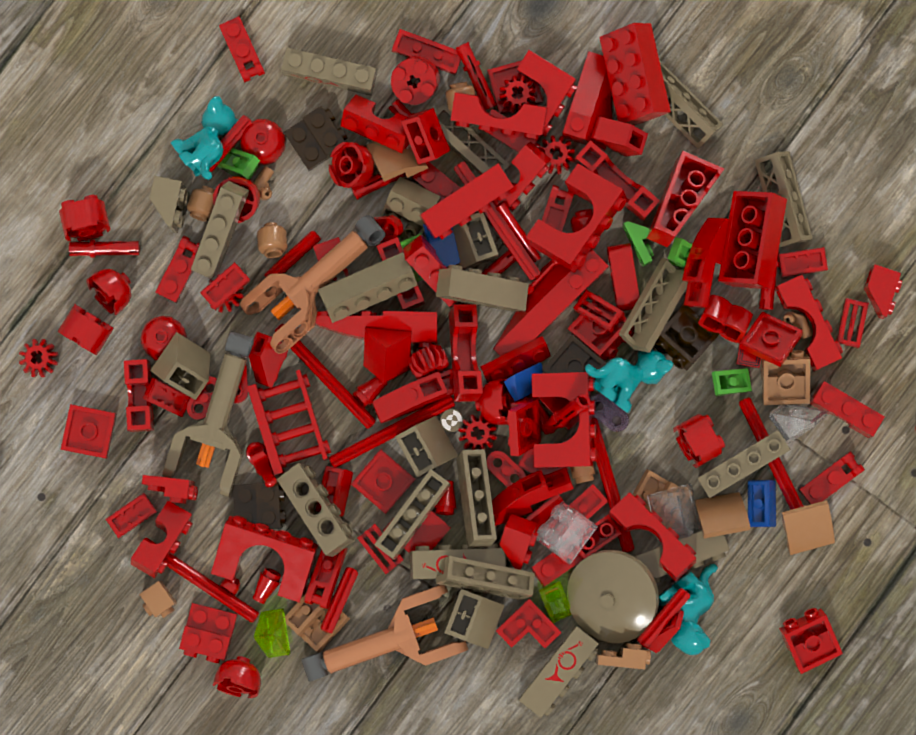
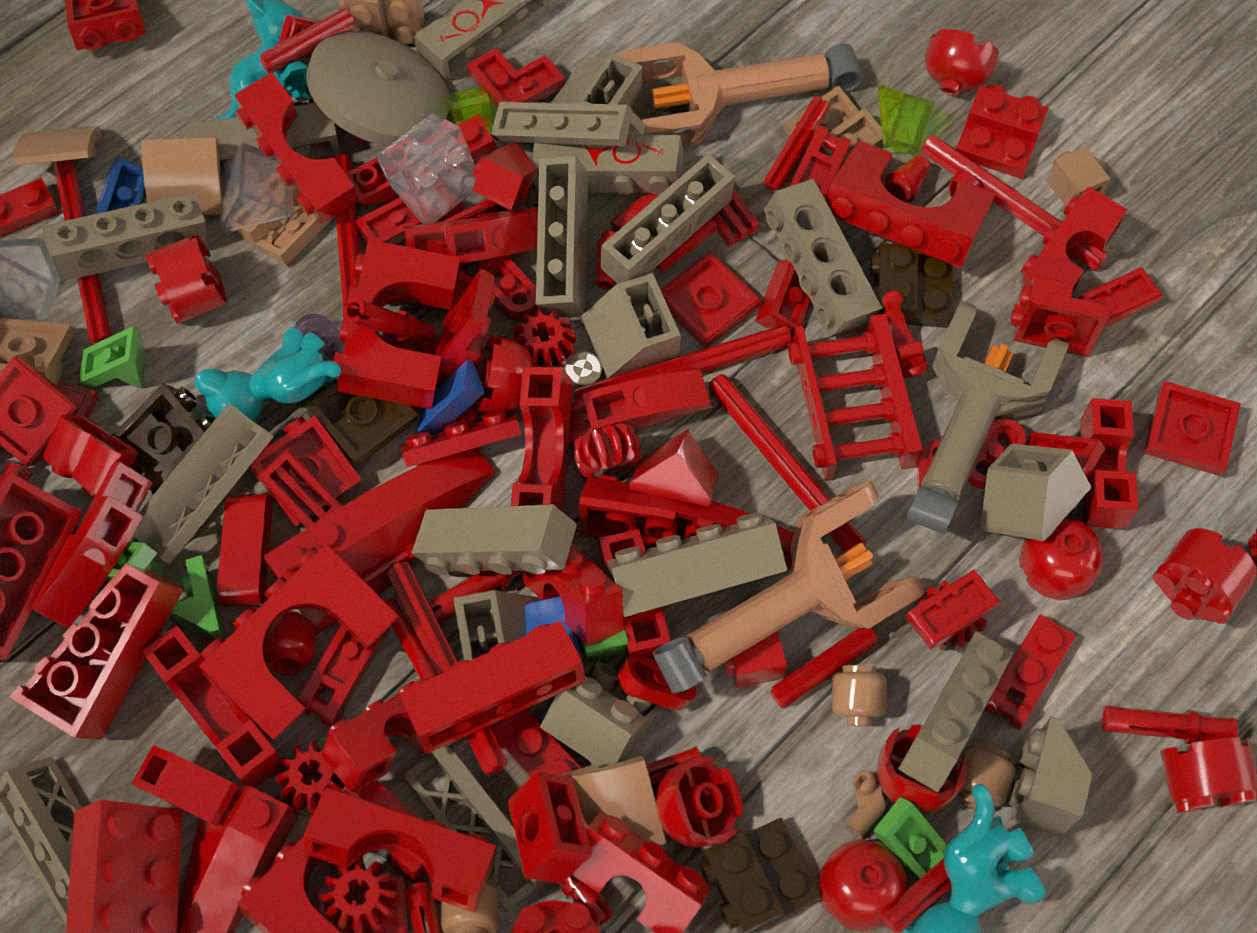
camera: 175 degrees left, 20 degrees down
(111, 289) = (1157, 644): red cylinder -> none
(265, 360) = (895, 498): red slope -> none
(368, 391) = (716, 426): red cone -> none

